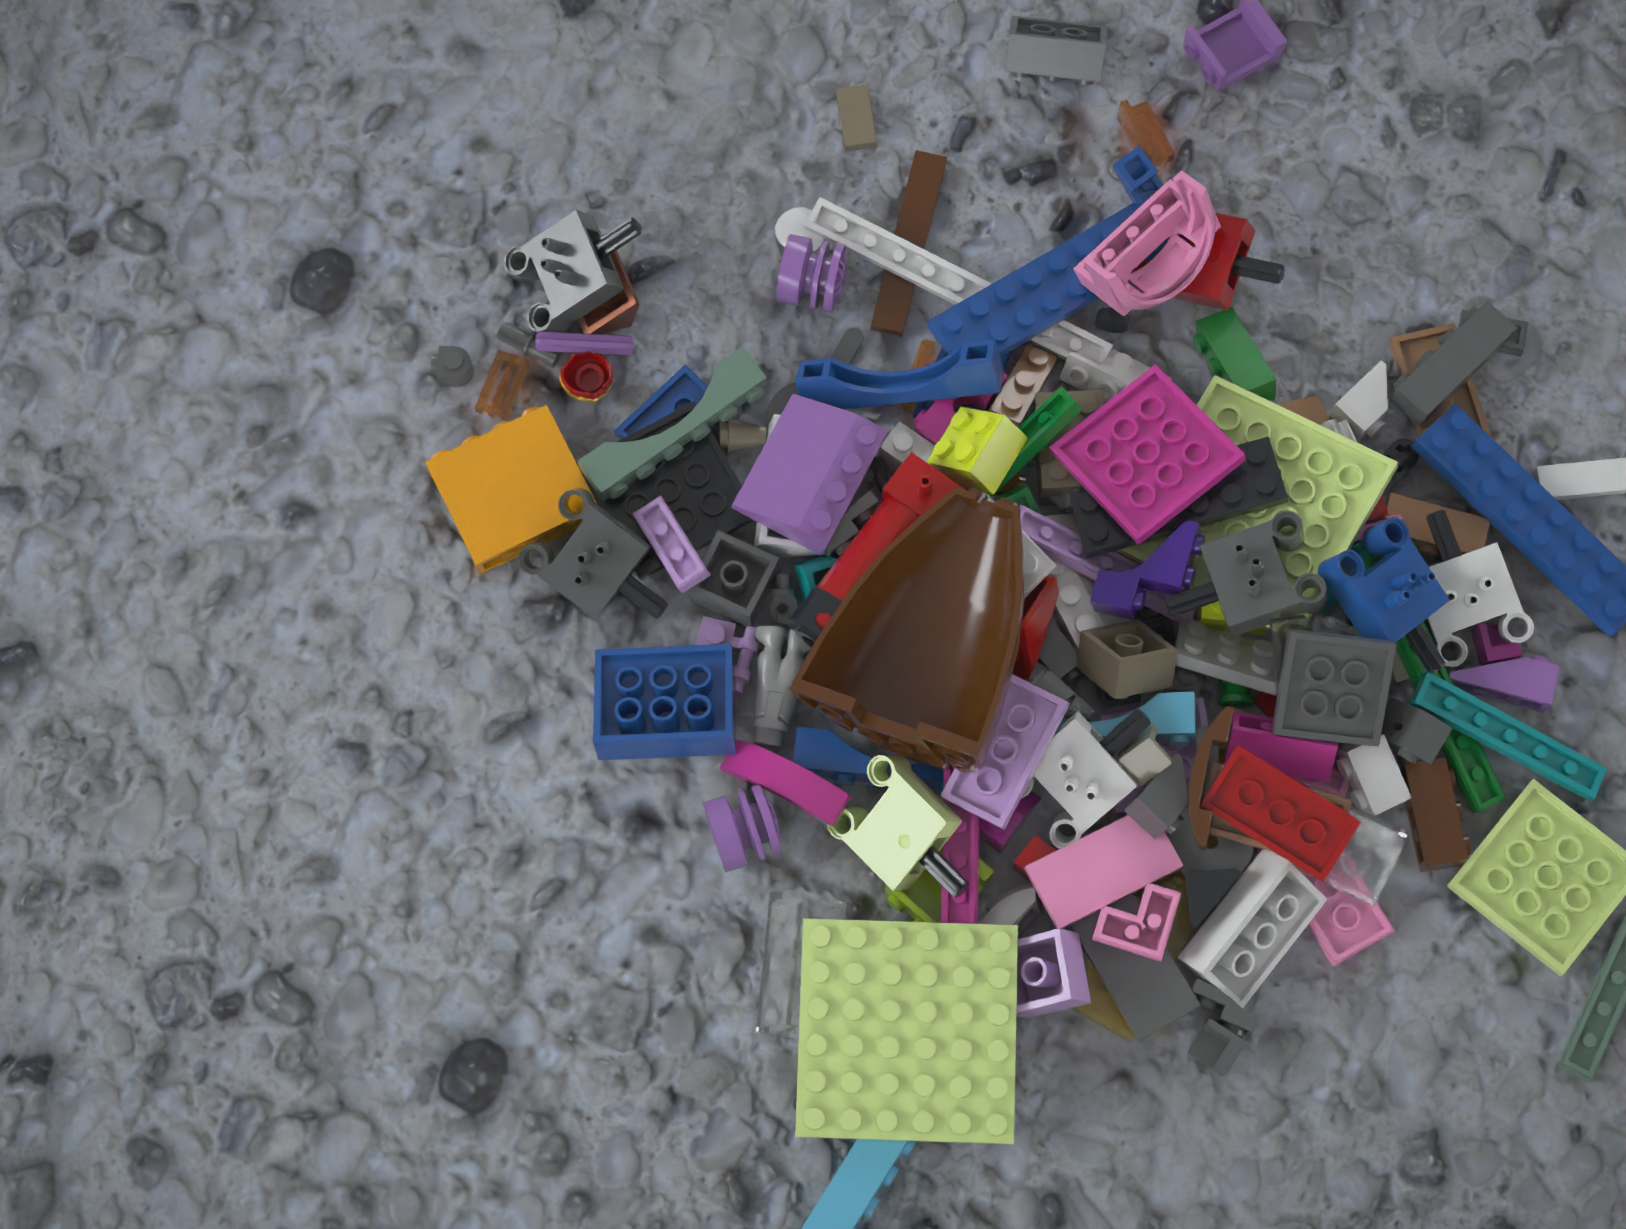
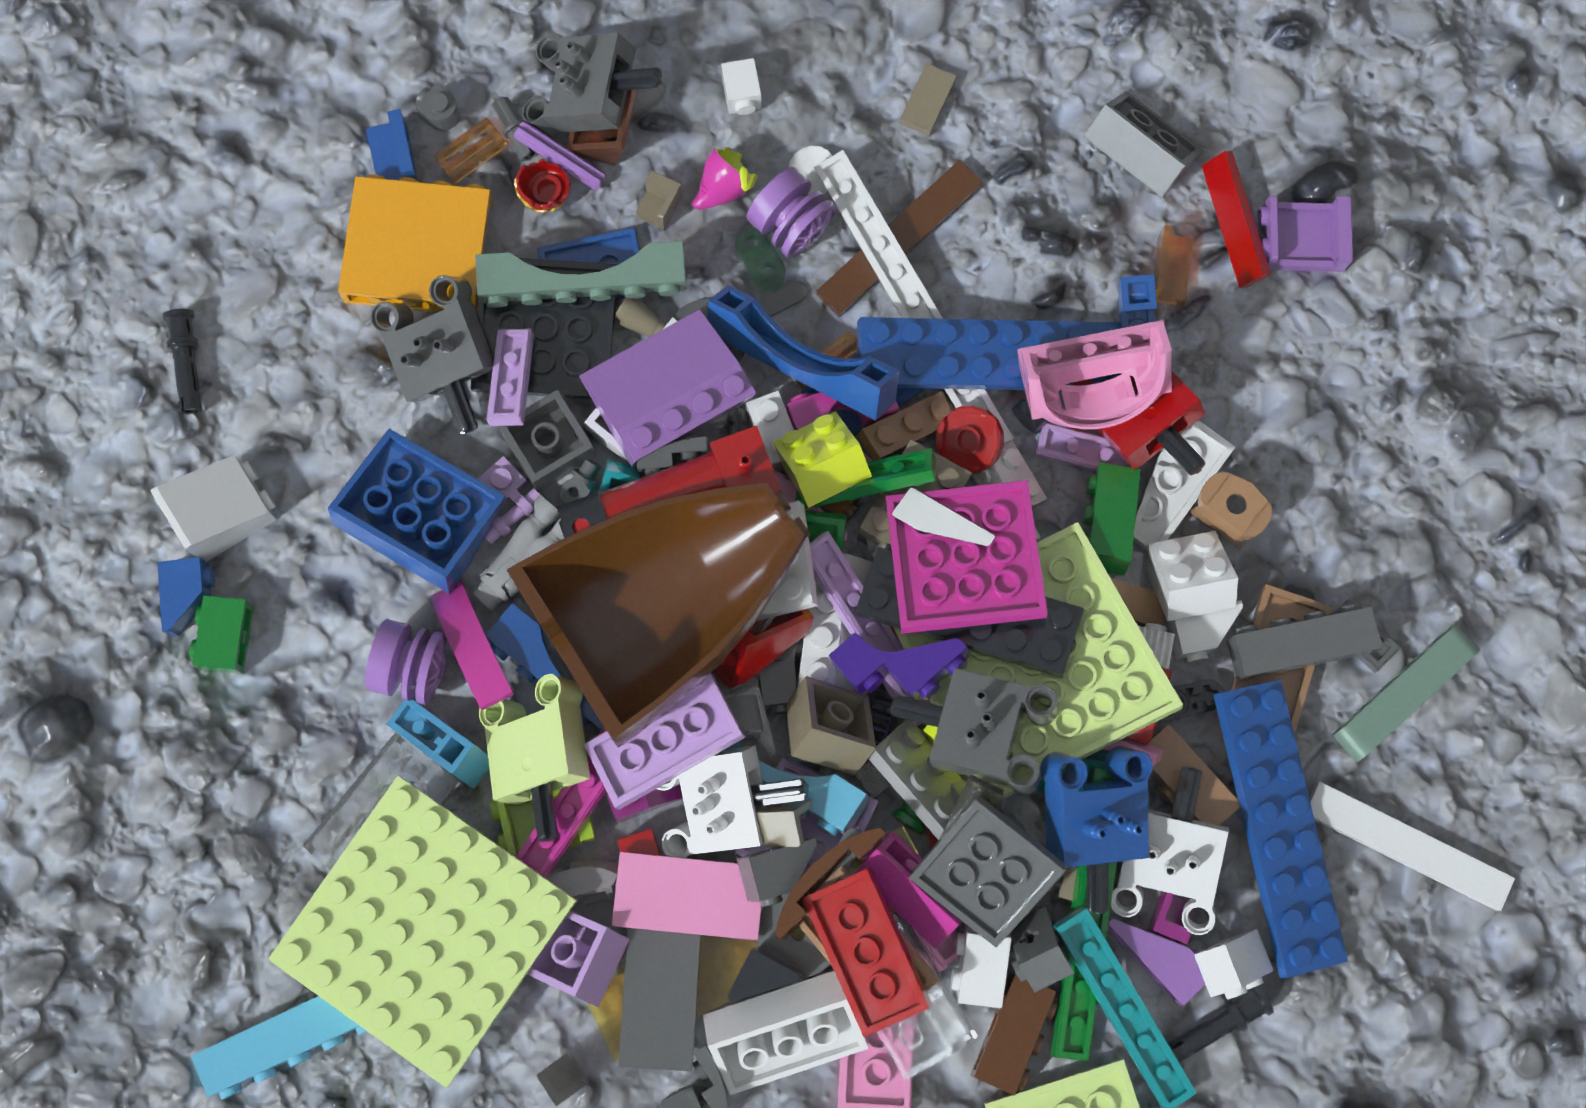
camera: 25 degrees right, 5 degrees up
(368, 692) = (182, 345): none -> black pin
(436, 423) = (392, 148): none -> blue panel
(492, 804) = (215, 506): none -> white slope
(510, 890) = (182, 590): none -> blue slope
(568, 906) = (222, 634): none -> green brick
(690, 330) = (659, 200): none -> dark tan panel
(696, 197) = (741, 86): none -> white brick
(735, 282) = (723, 179): none -> dark pink hat
(803, 330) = (758, 258): none -> clear green plate
(827, 876) = (440, 742): none -> dark azure slope
(1081, 363) = (970, 438): none -> red tile
(1099, 1081) = (563, 1078): none -> clear smoke brick
(1100, 439) = (935, 518): none -> white sticker
(1140, 933) = (683, 978): bright pink brick -> none
(1167, 323) = (1075, 448): none -> lavender tile
(1171, 65) = (1236, 219): none -> red tile
(1268, 305) = (1174, 491): none -> white wing
(1322, 307) = (1215, 514): none -> medium nougat piece
(1329, 365) = (1192, 575): none -> white brick
(1556, 355) = (1406, 692): none -> sand green beam
(1569, 647) = (1234, 964): none -> white brick
(1595, 691) = (1233, 1017): none -> black pin

